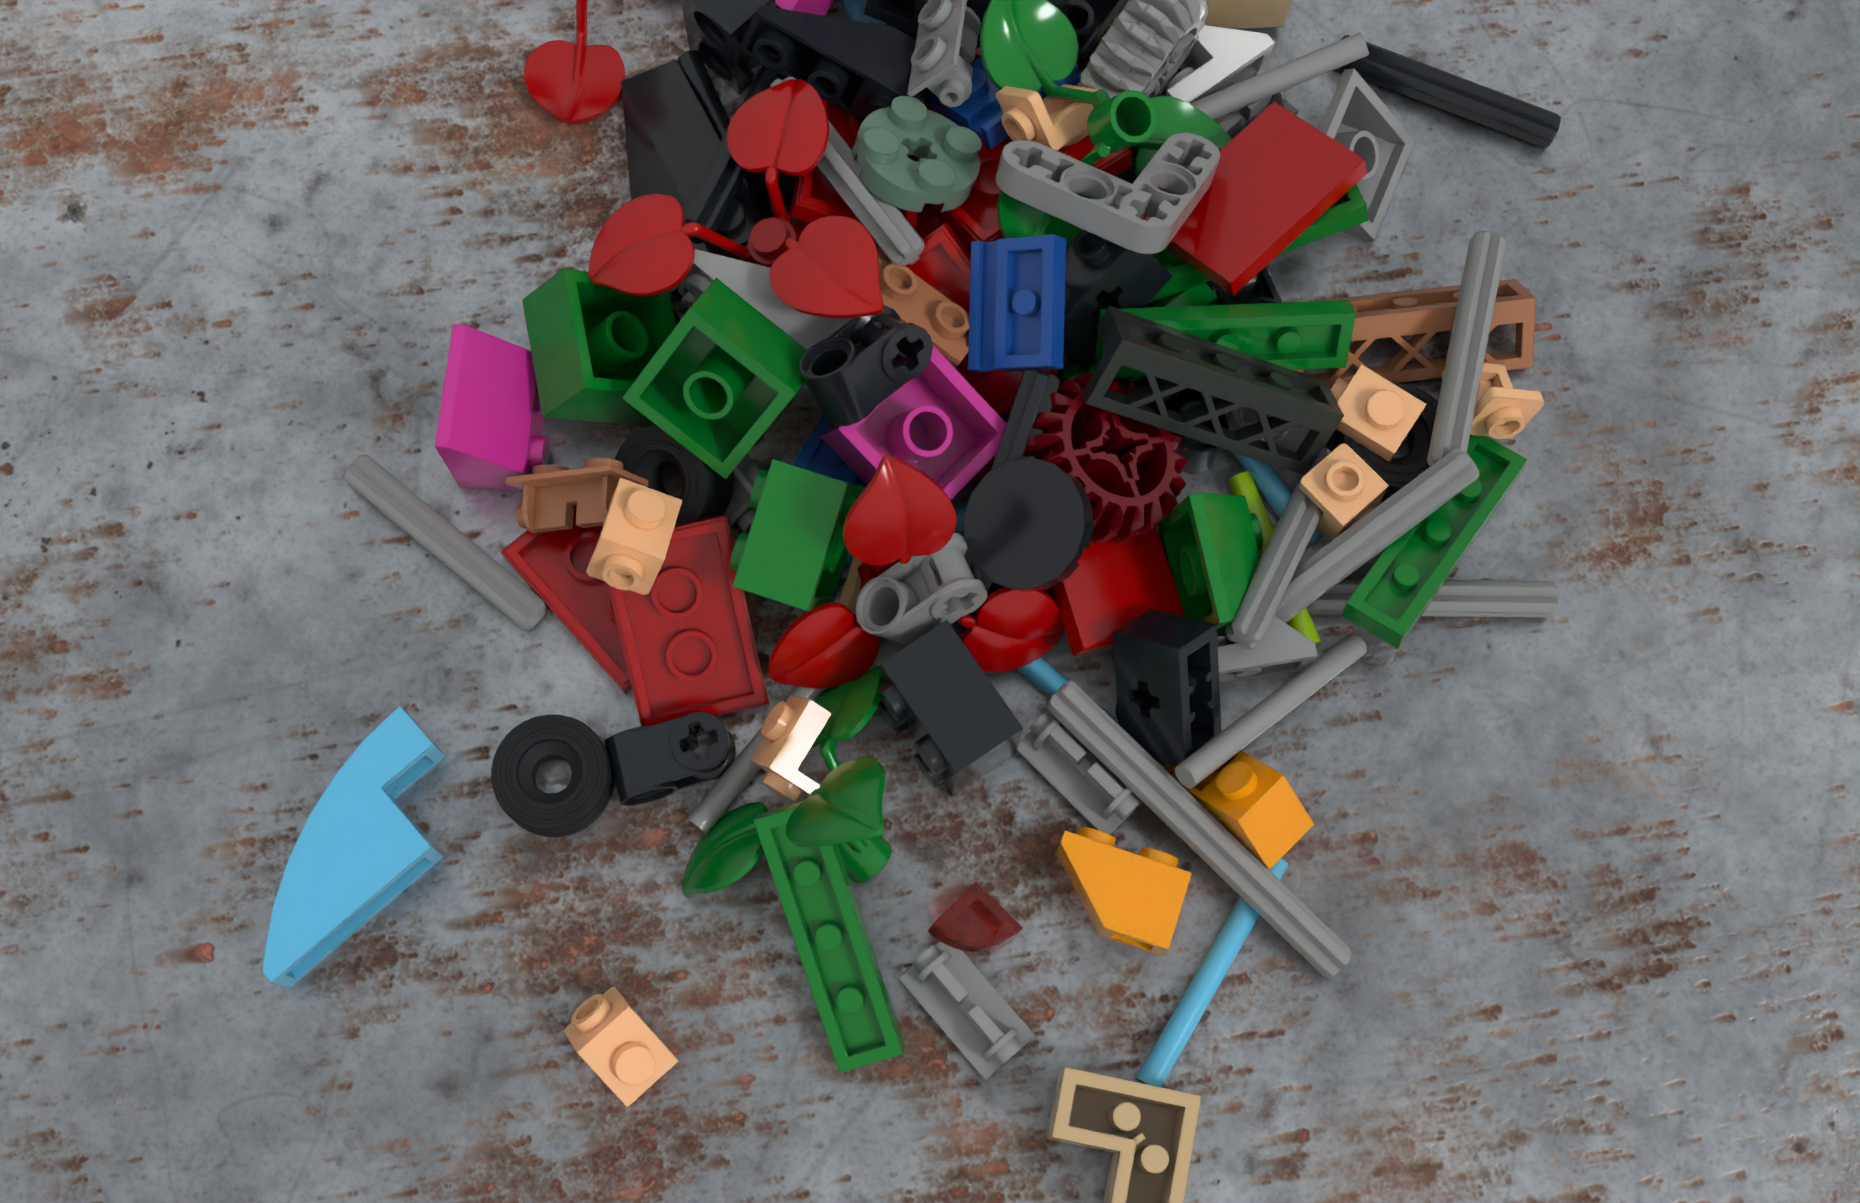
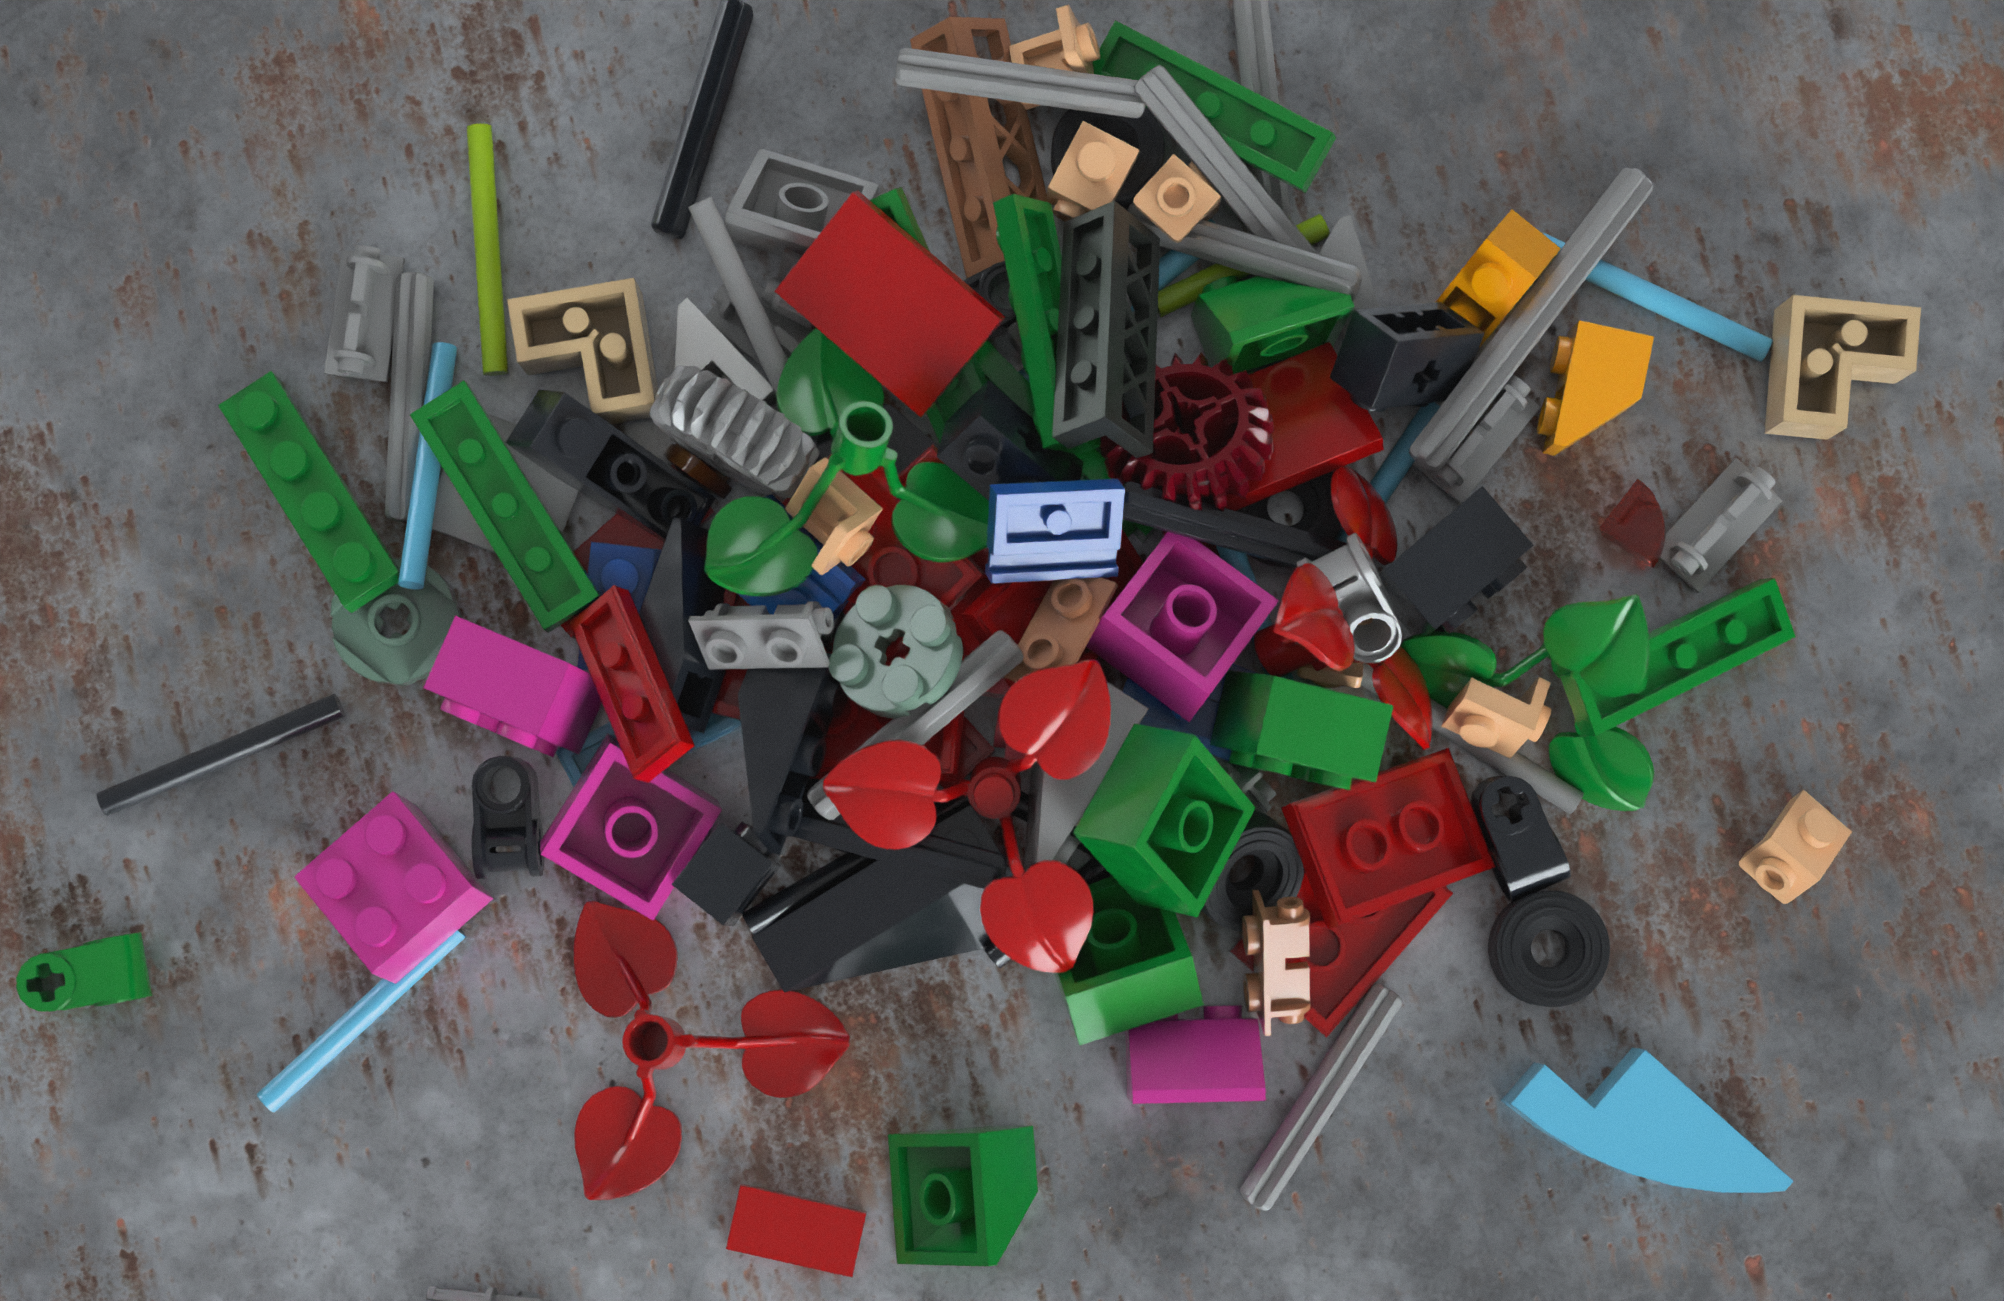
camera: 95 degrees left, 10 degrees up
(403, 69) = (796, 1230): none -> red tile
(411, 206) = (960, 1192): none -> green slope
(634, 537) = (1332, 886): light nougat bracket -> none
(858, 368) = (1144, 669): black piece -> none
(1028, 524) = (1283, 498): black tile -> none
(1118, 208) = (942, 432): light grey beam -> none
(1270, 711) = (1408, 256): light grey bar -> none

